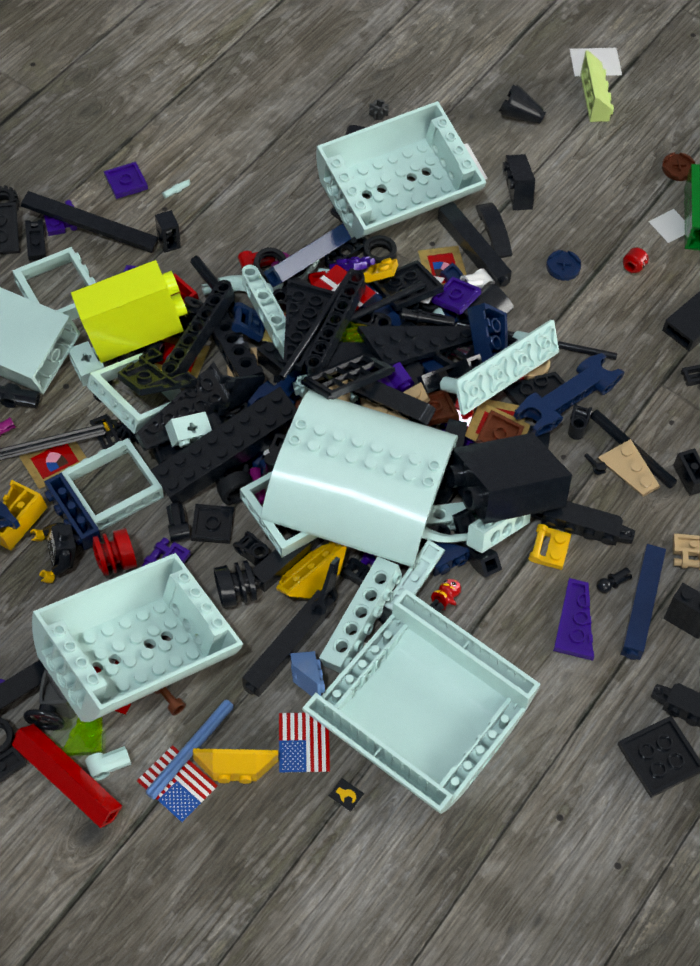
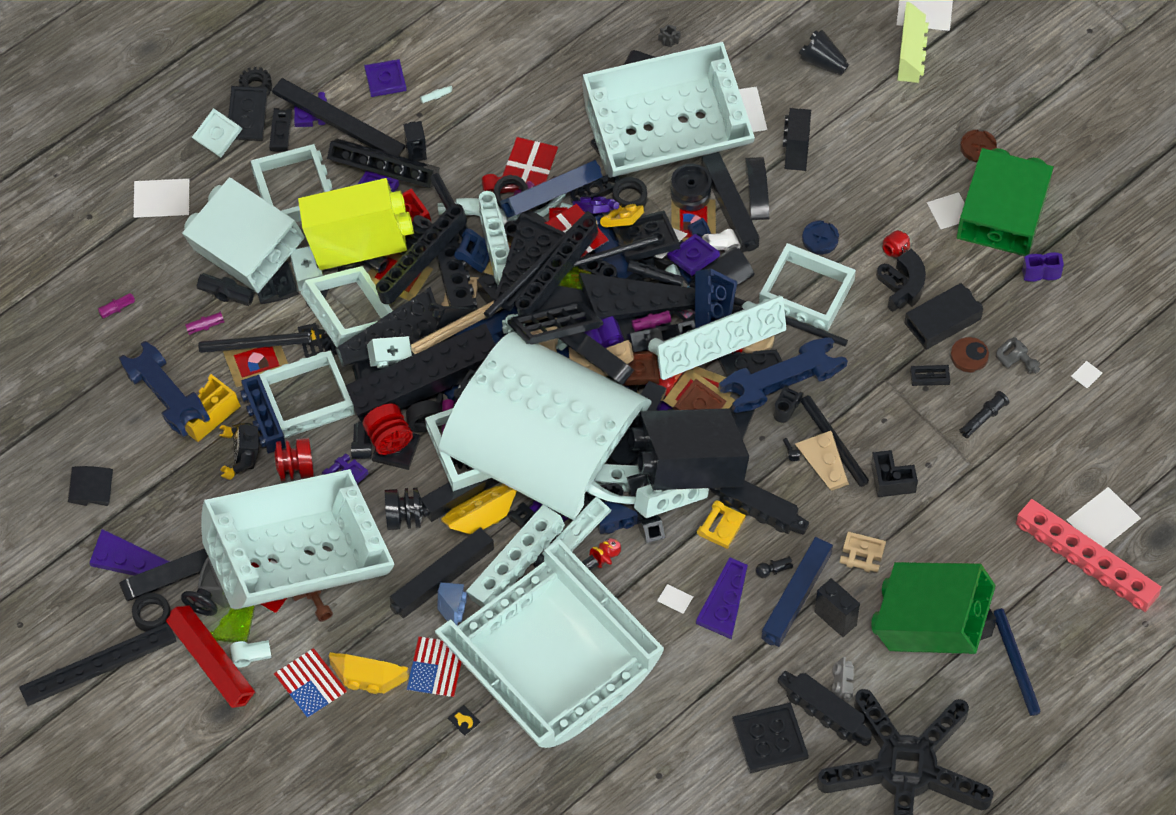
camera: 15 degrees right, 0 degrees up
(63, 384) = (280, 286): none -> black slope
(139, 254) = (381, 162): none -> black brick
(148, 379) = (359, 294): black wing -> none
(187, 751) = (323, 657): medium blue axle -> none
(202, 506) = (387, 429): none -> red wheel
(246, 397) = (450, 329): none -> tan axle
(250, 547) = (426, 477): black piece -> none
(279, 233) = (530, 160): none -> red sticker
(328, 587) = (489, 525): black flag -> none
(435, 236) = (691, 187): none -> black wheel
(435, 362) = (651, 321): none -> magenta pin
(525, 628) = (675, 598): none -> white sticker
(575, 290) = (819, 265): none -> light aqua window
(639, 291) = (891, 278): none -> black beam
(661, 285) = (914, 270): none -> black arch

